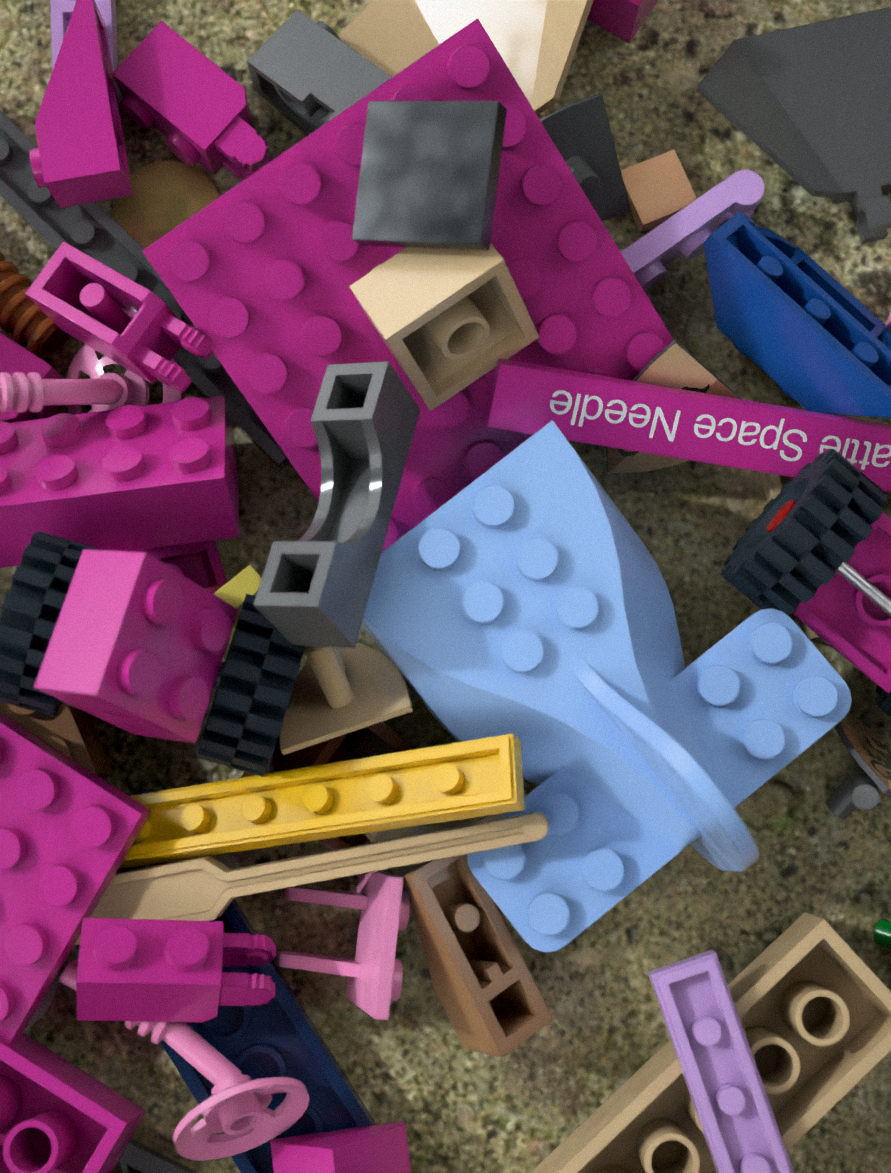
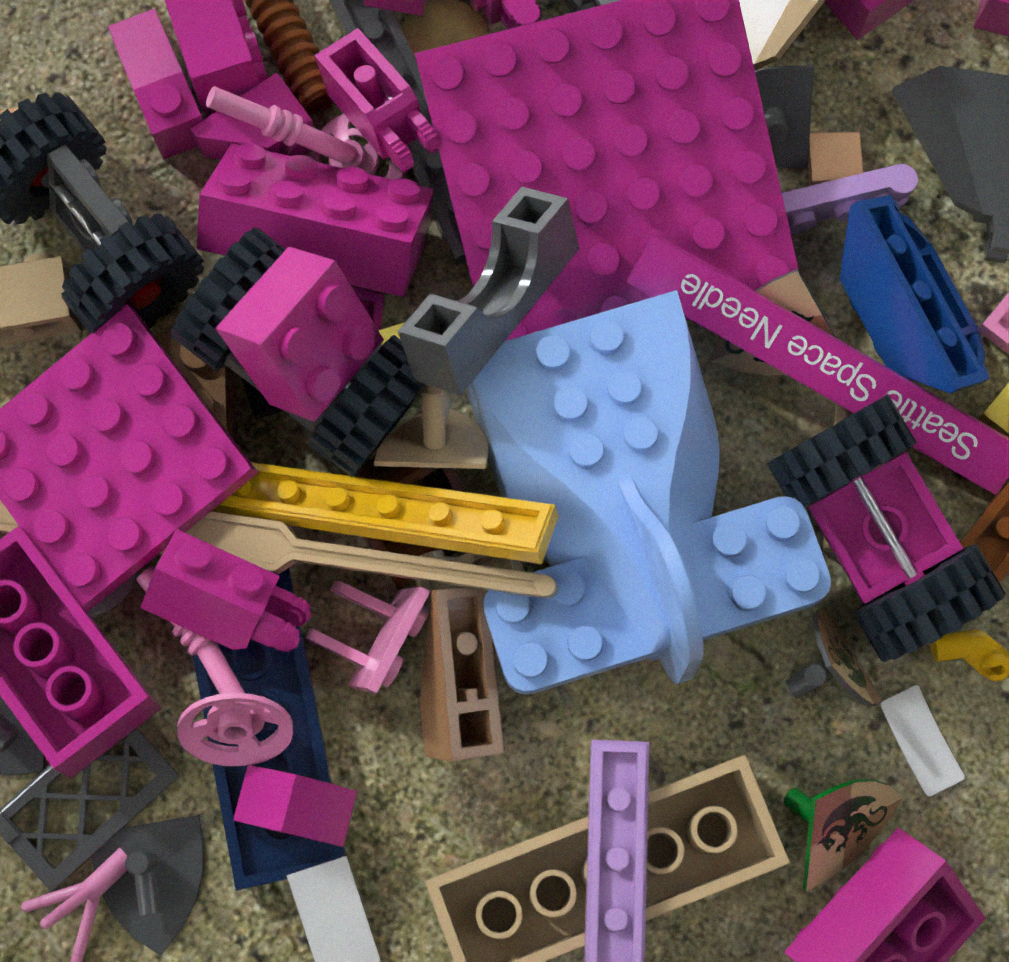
camera: 20 degrees right, 5 degrees down
(429, 174) = (650, 71): black tile -> none
(445, 316) = (628, 180): tan slope -> none

